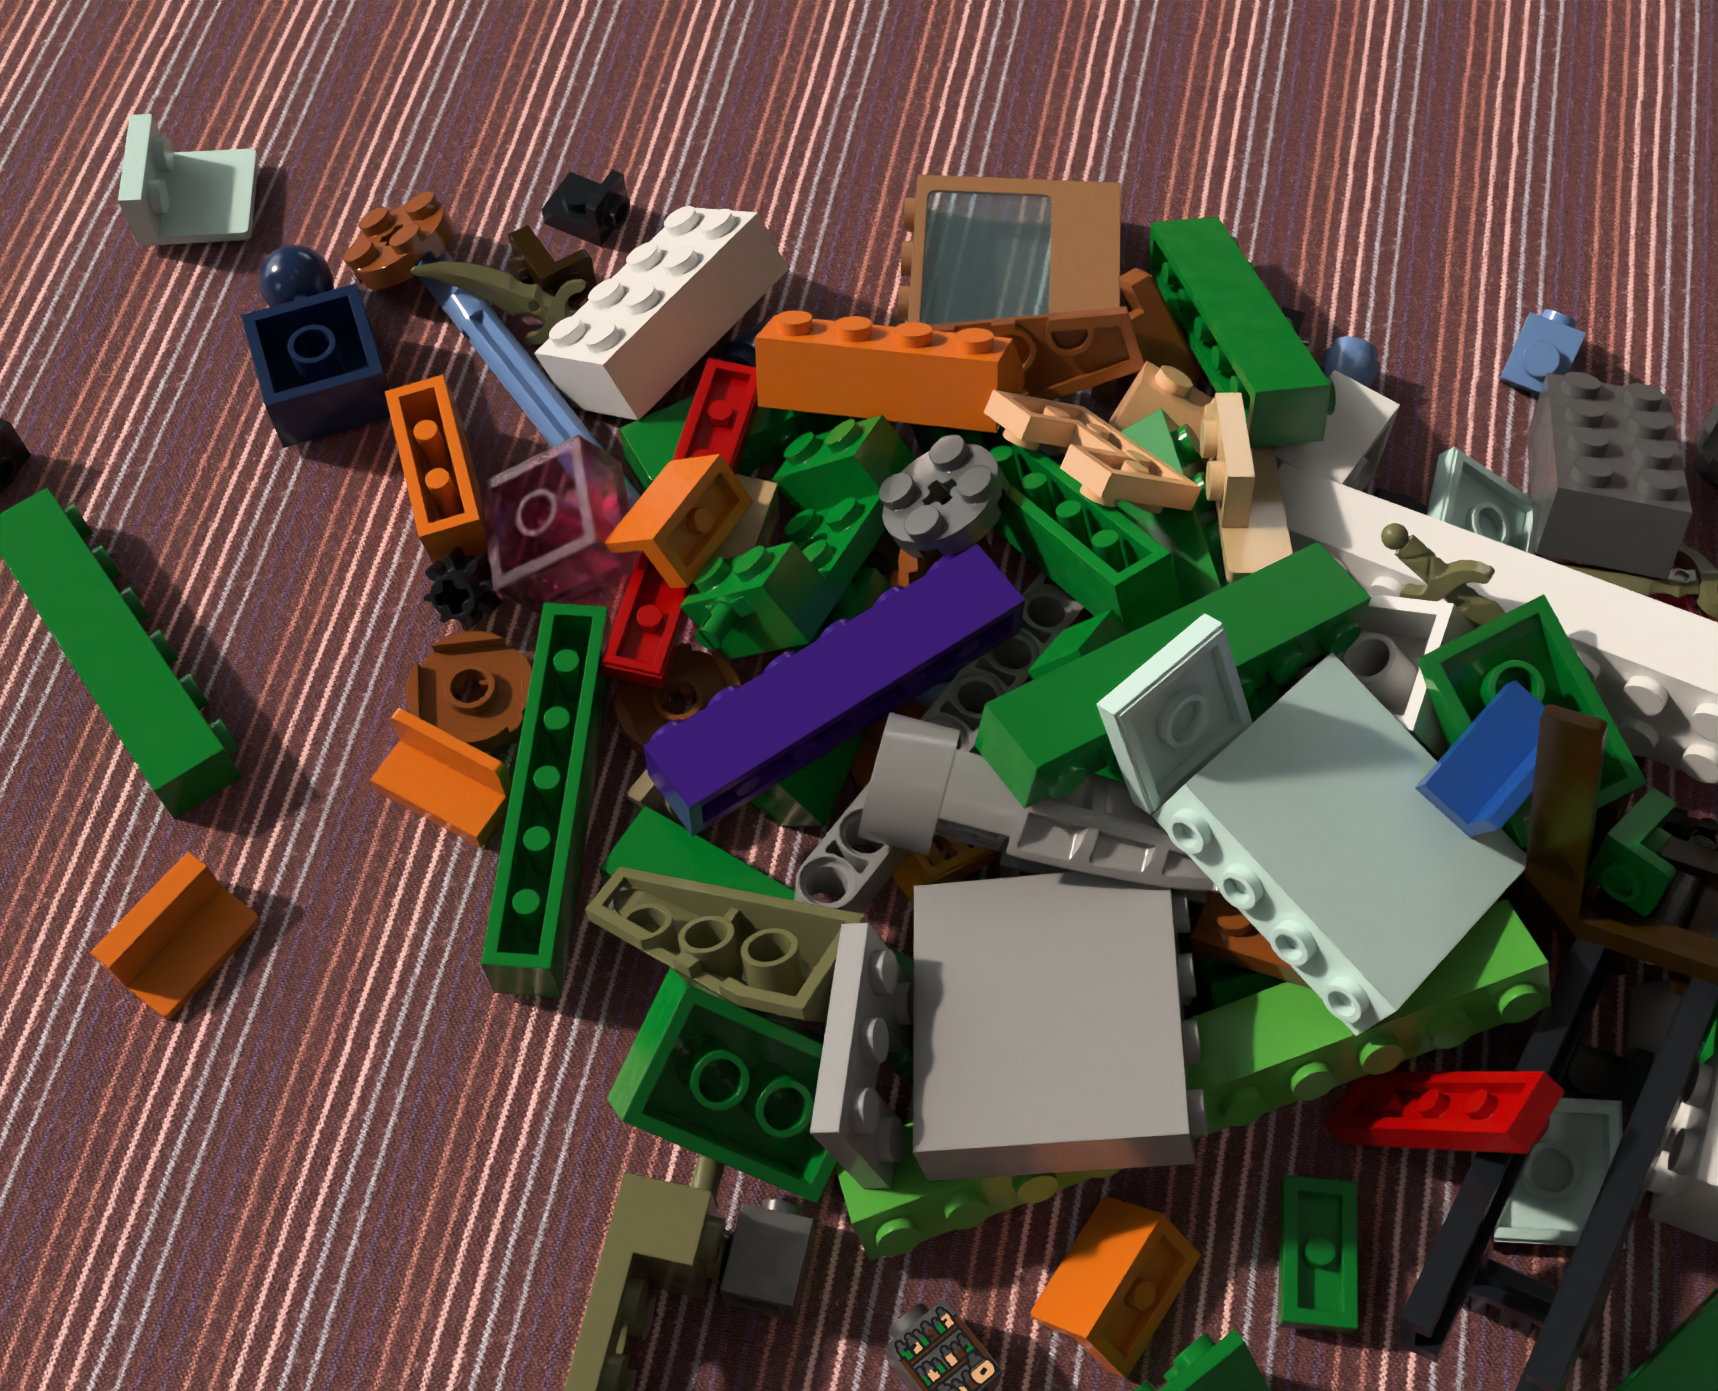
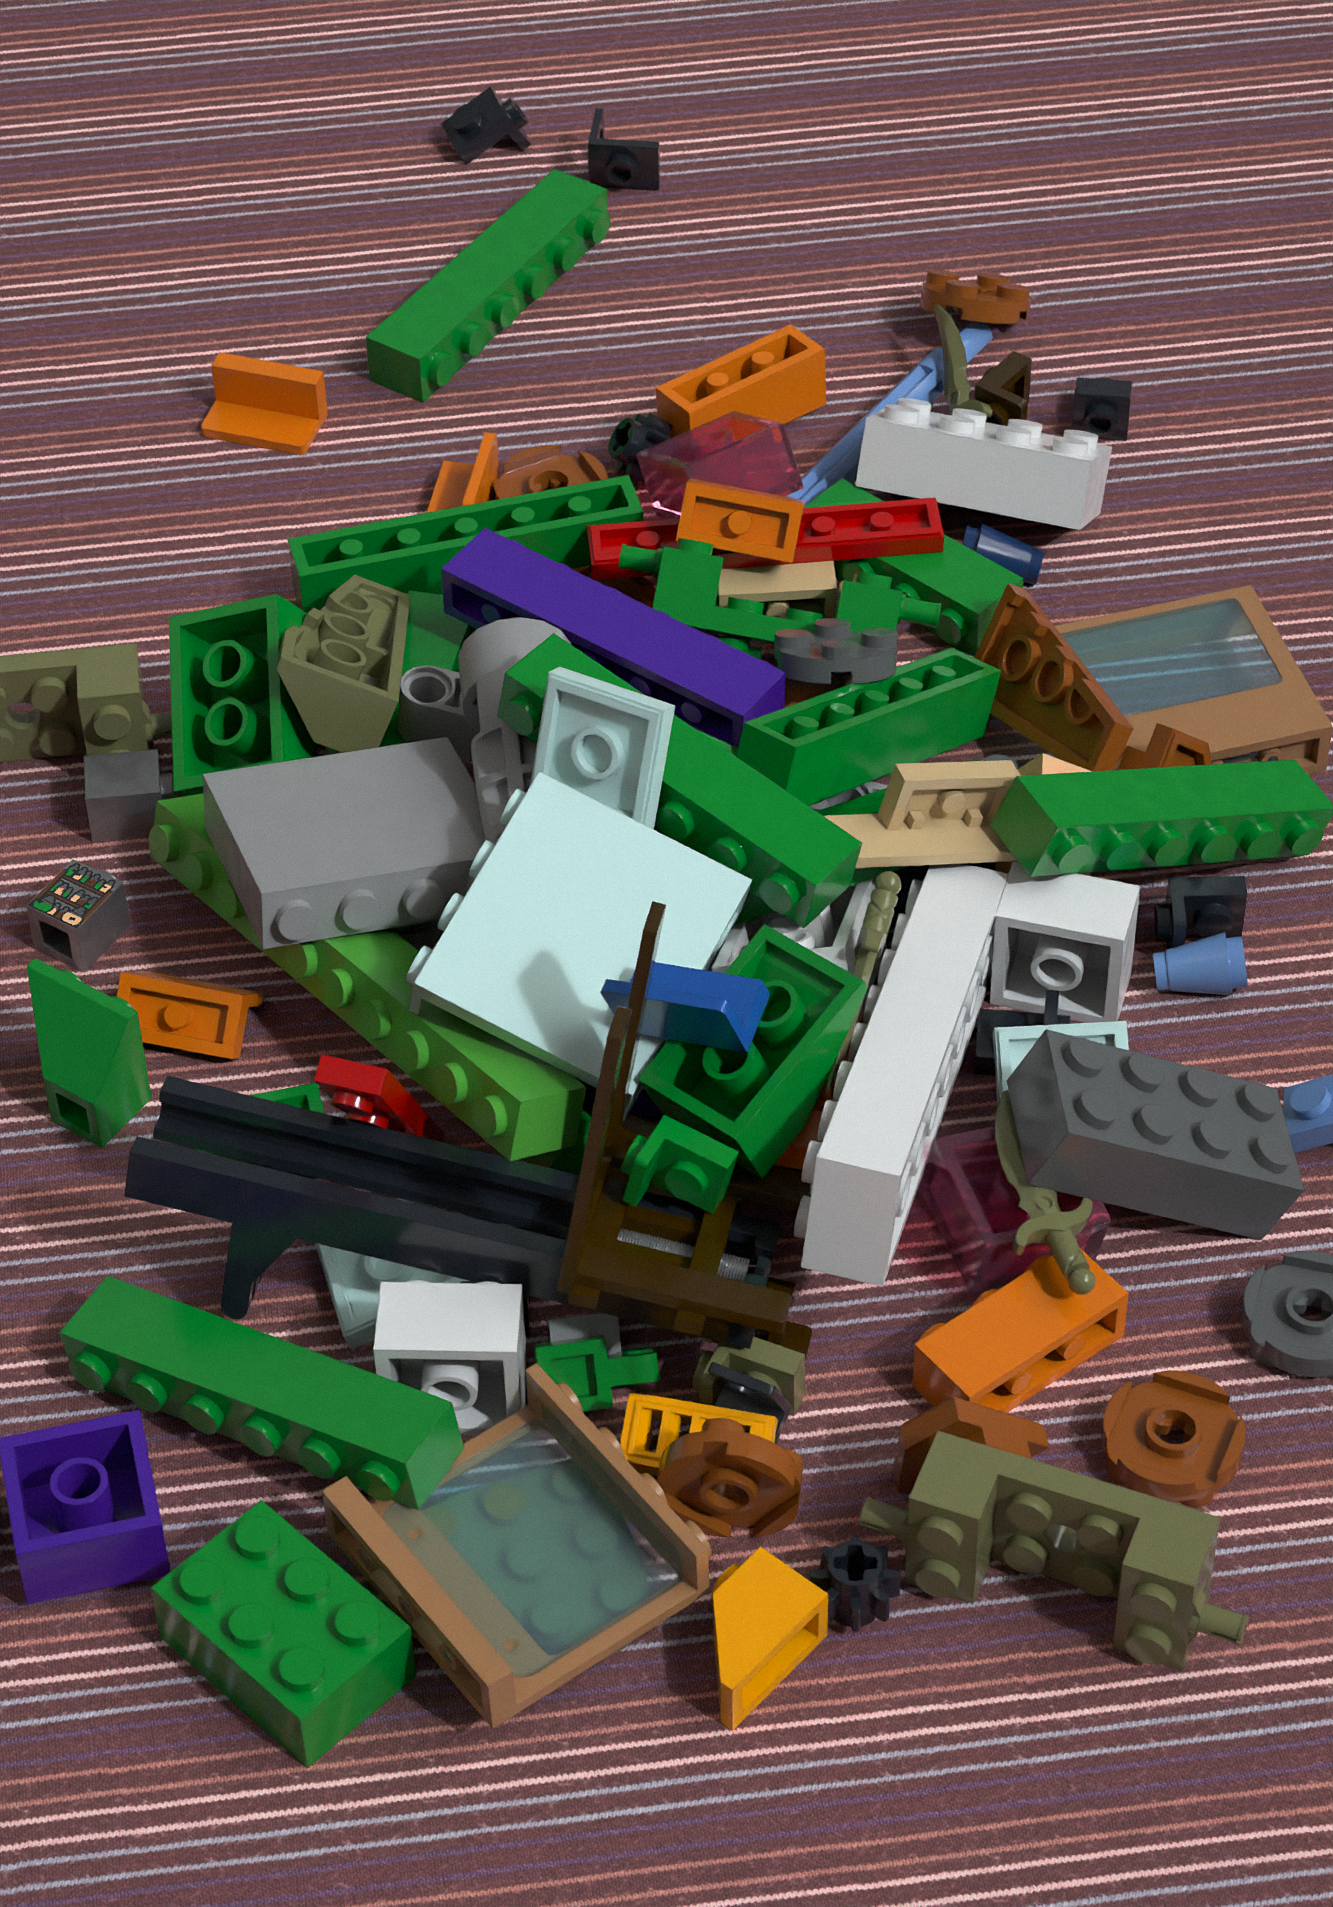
camera: 70 degrees right, 15 degrees down
(185, 194) = (956, 160): light aqua bracket -> none
(314, 350) = (830, 284): dark blue brick -> none
(865, 1021) = (233, 719): light grey plate -> none
(884, 370) = (961, 596): orange wedge -> none
(1096, 453) = (952, 730): light nougat plate -> none

